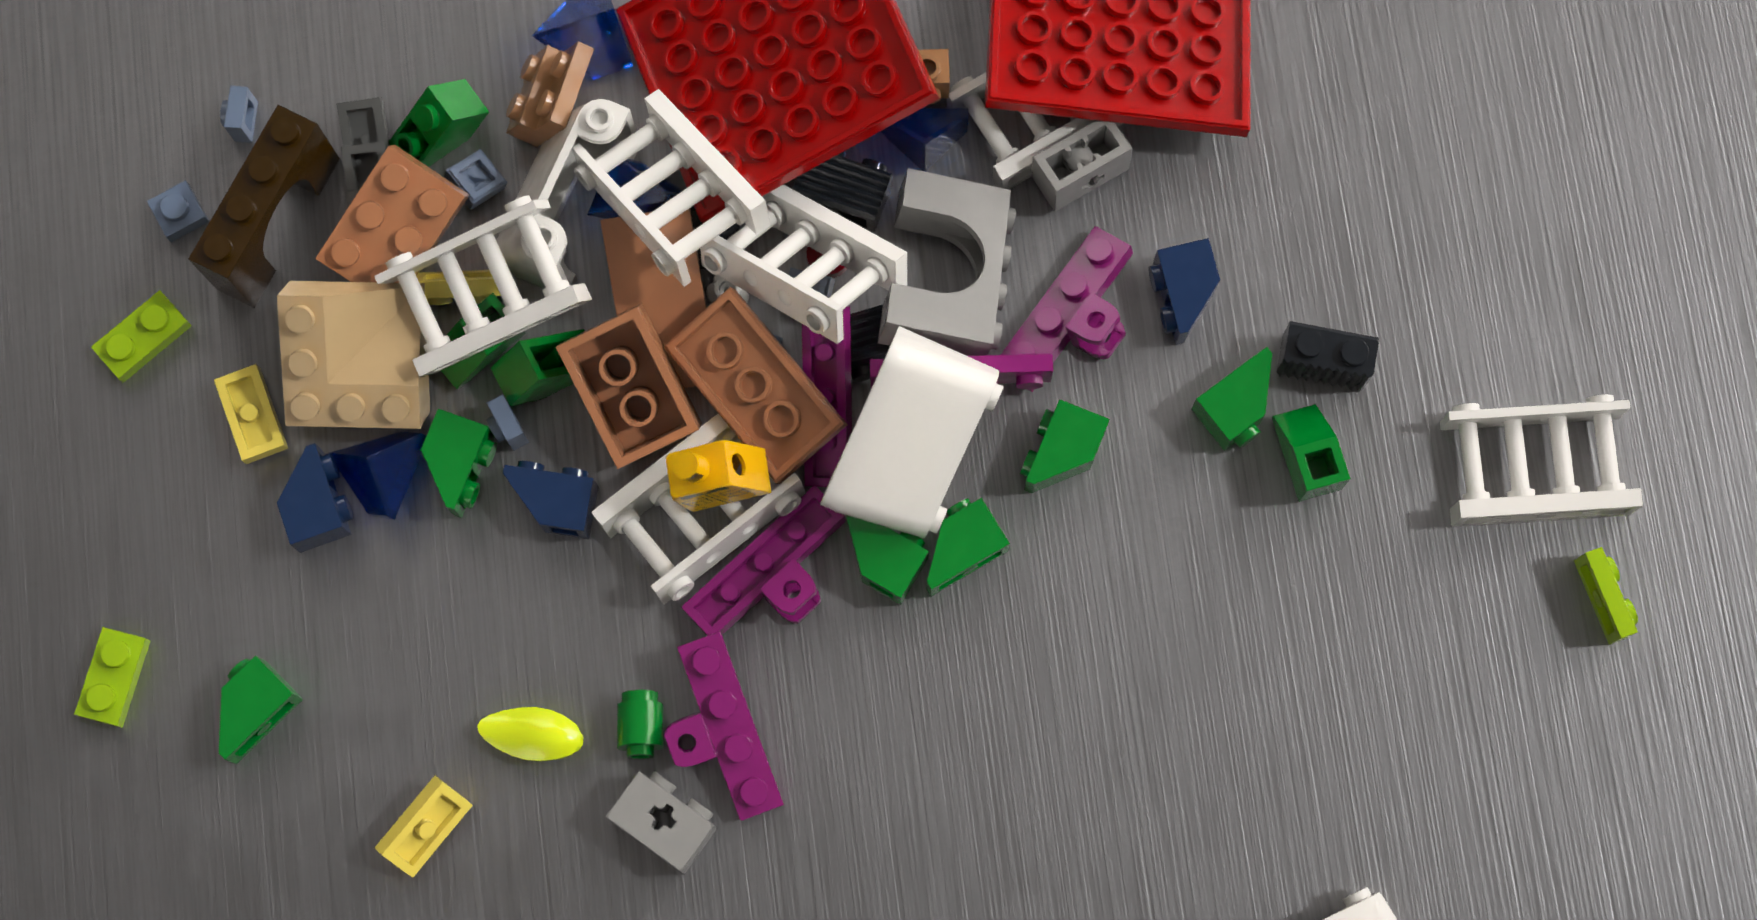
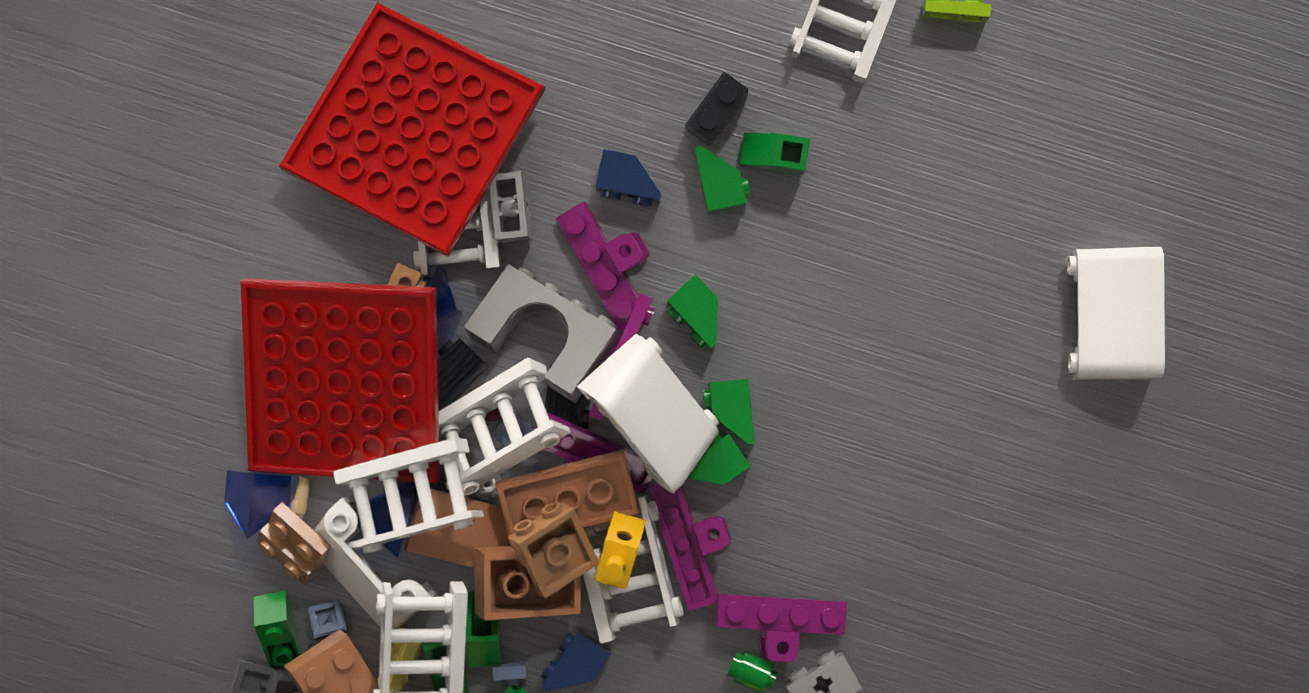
camera: 70 degrees left, 10 degrees up
(603, 86) = (300, 504): none -> tan piece
(683, 388) = (553, 548): none -> medium nougat plate

